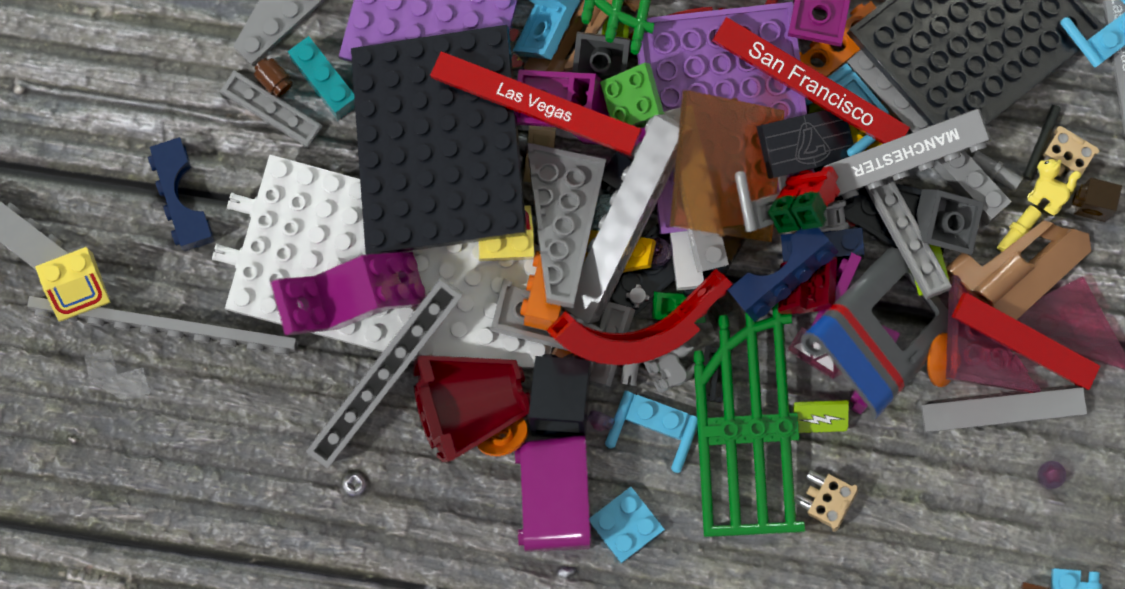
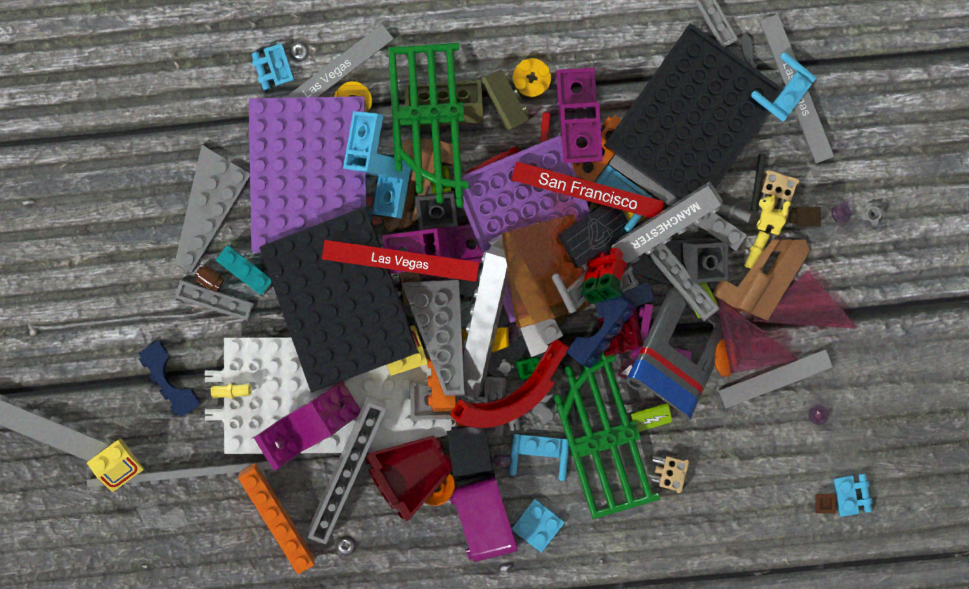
camera: 15 degrees left, 10 degrees up
(258, 223) = (231, 391): none -> light yellow pin
(270, 415) = (276, 518): none -> orange brick
(632, 96) = (466, 237): bright green plate -> none
(1025, 341) = (779, 330): red tile -> none

